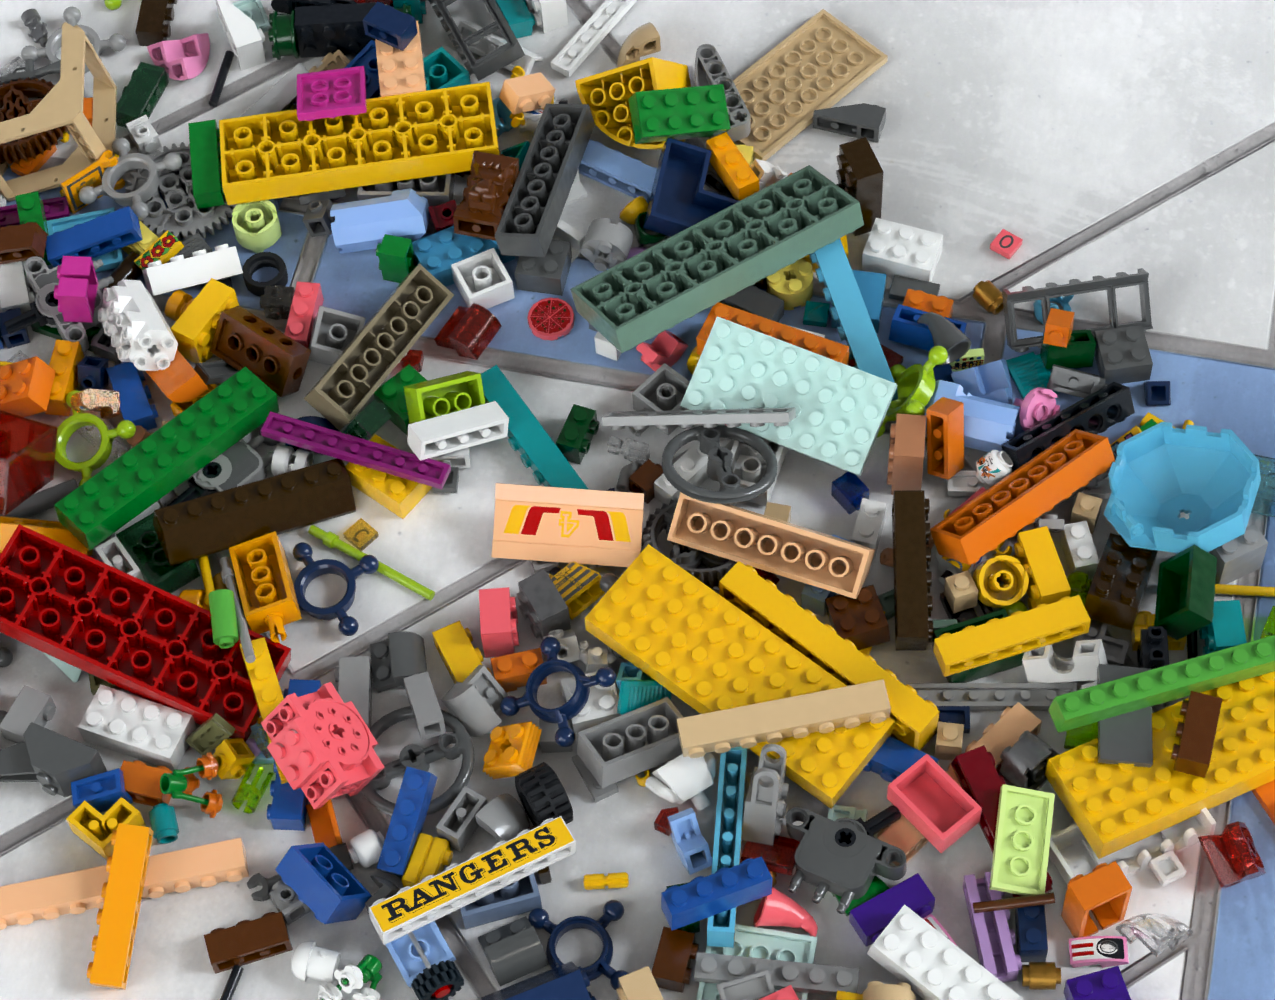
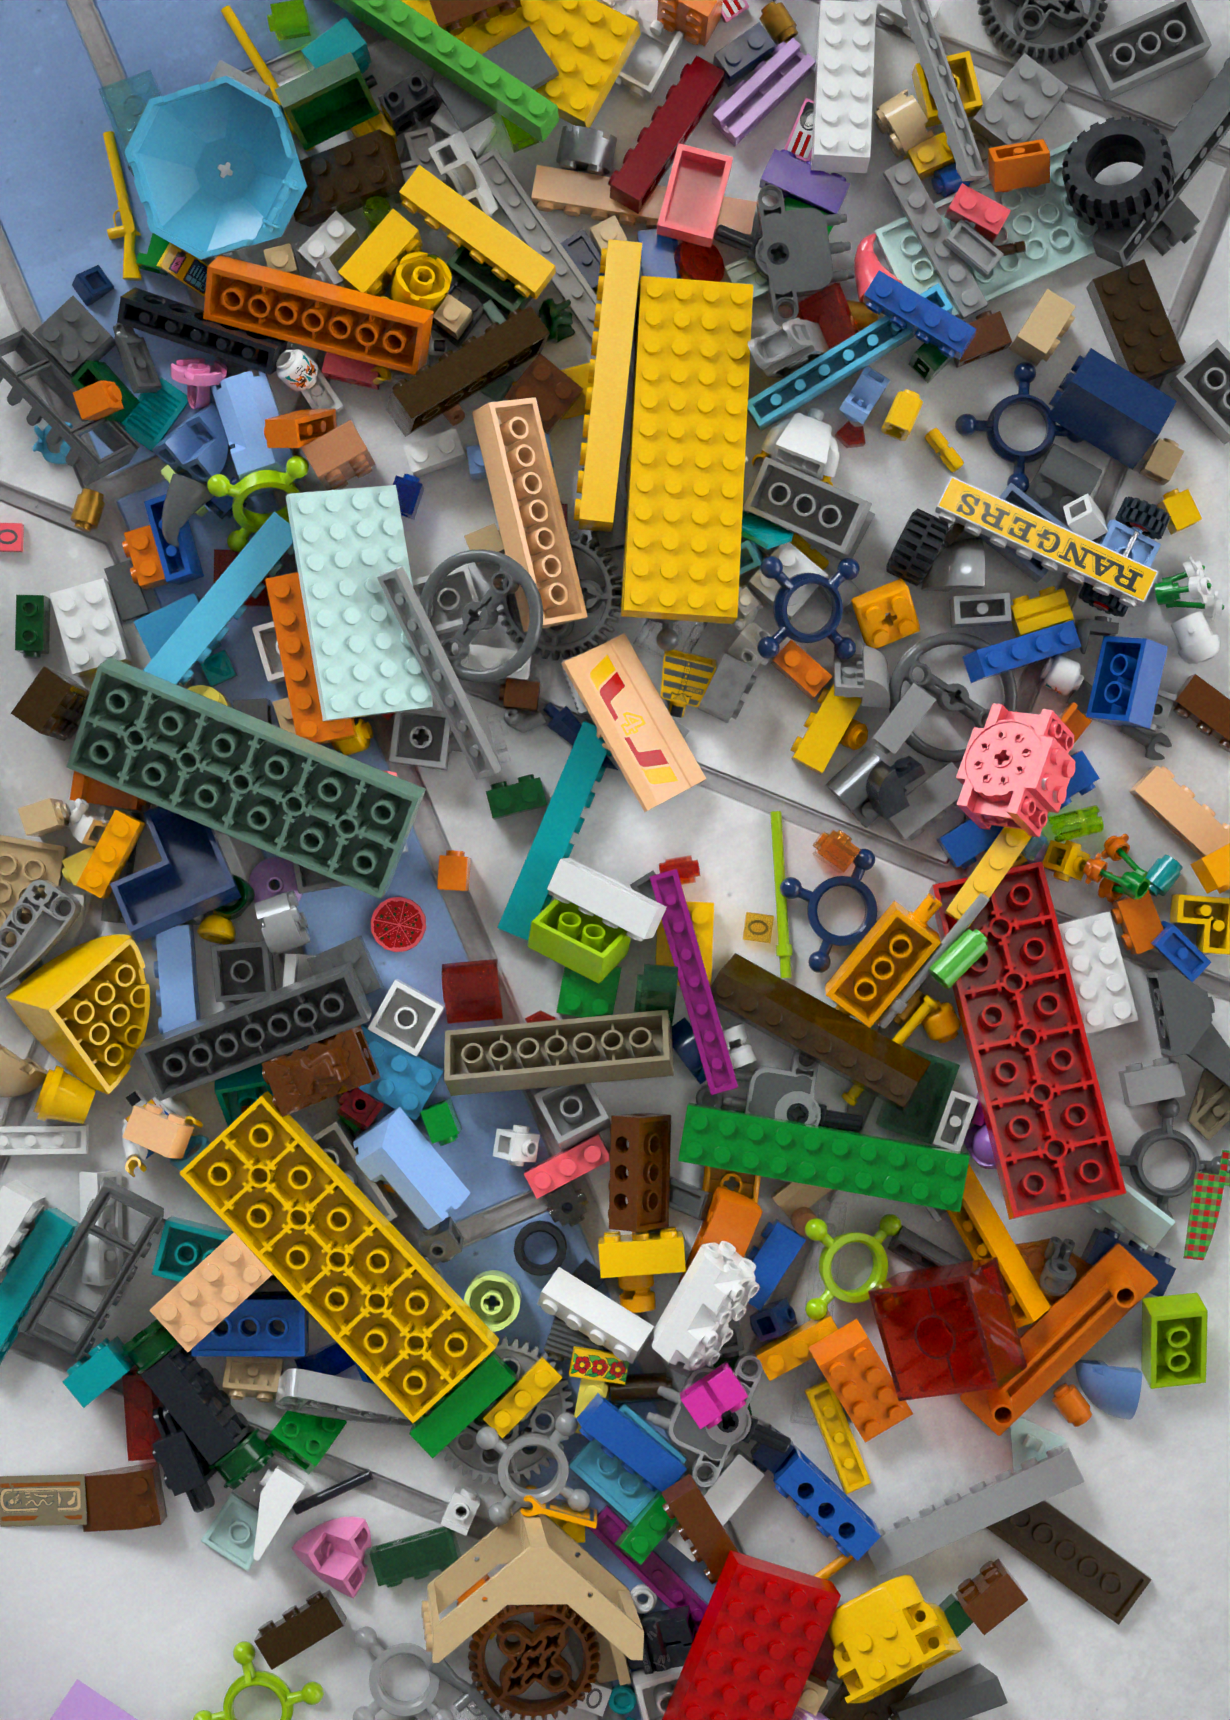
camera: 130 degrees left, 30 degrees up
(98, 400) = (804, 1285): clear orange leg -> none
(180, 201) = (522, 1397): none -> yellow plate
(210, 734) = (1061, 894): olive plate -> none
(265, 75) = (304, 1438): none -> green bracket
(331, 93) = (306, 1326): dark pink plate -> none
(343, 294) = (516, 1145): none -> white brick
(370, 605) = (835, 850): none -> clear orange brick
(384, 664) = (886, 785): none -> black brick
(390, 26) = (183, 1325): dark blue brick -> none
(441, 680) = (855, 735): none -> light orange plate
(442, 505) = (687, 868): none -> clear red brick
(470, 936) = (1085, 518): none -> white brick
(498, 622) = (770, 720): coral piece -> none
(556, 361) = (454, 871): none -> orange brick
(592, 201) = (242, 971): none -> dark grey brick
(594, 61) = (64, 1098): none -> yellow piece
(653, 856) = (902, 415): none -> yellow brick
(679, 113) = (93, 939): green brick -> none
(783, 718) = (717, 364): tan brick -> none
(790, 149) = (44, 817): none -> tan brick
(873, 788) = (699, 262): none -> clear red tile
(910, 667) = (556, 320): none -> dark green piece
(931, 218) = (32, 625): none -> dark green brick
(1016, 902) = (738, 72): reddish brown bar -> none
(1022, 841) = (678, 97): yellowish green plate -> none

